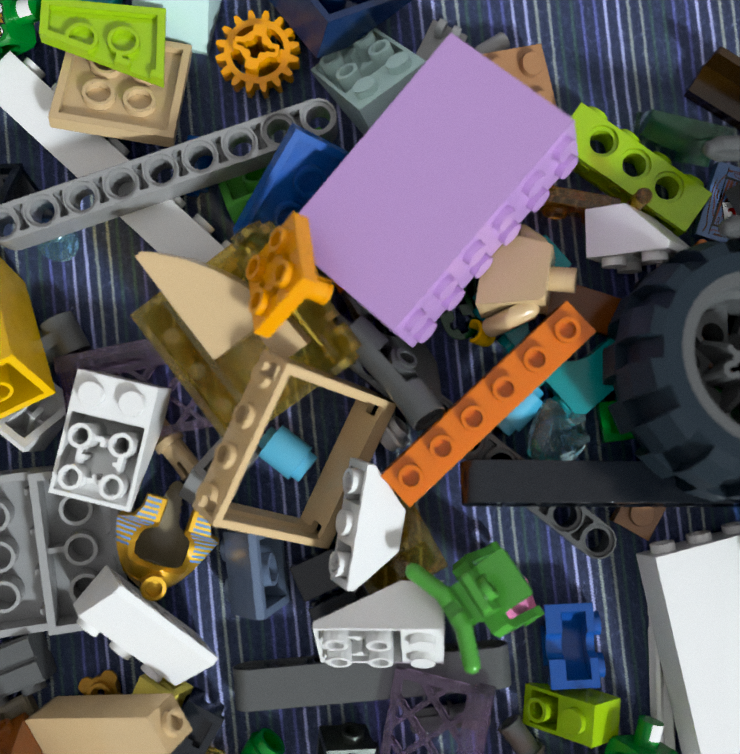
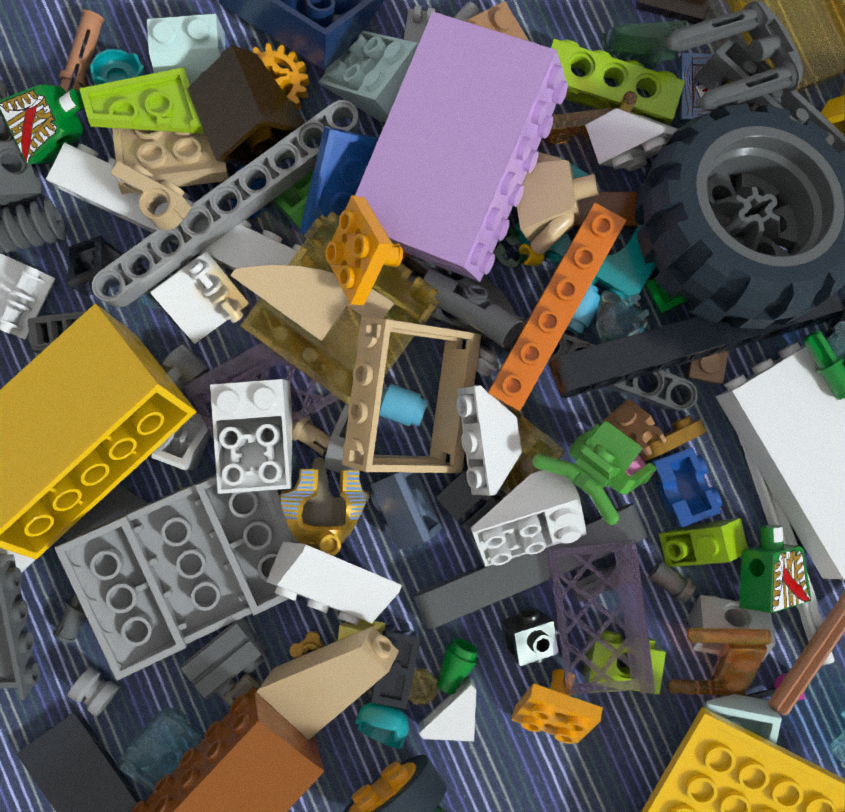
camera: 20 degrees left, 0 degrees up
(80, 141) = (153, 194): none -> tan plate
(103, 265) = (200, 297): none -> white hinge
(213, 72) = (242, 107): none -> dark brown slope
(535, 556) = (636, 424): none -> medium nougat plate
(588, 581) = (683, 431): none -> pearl gold plate

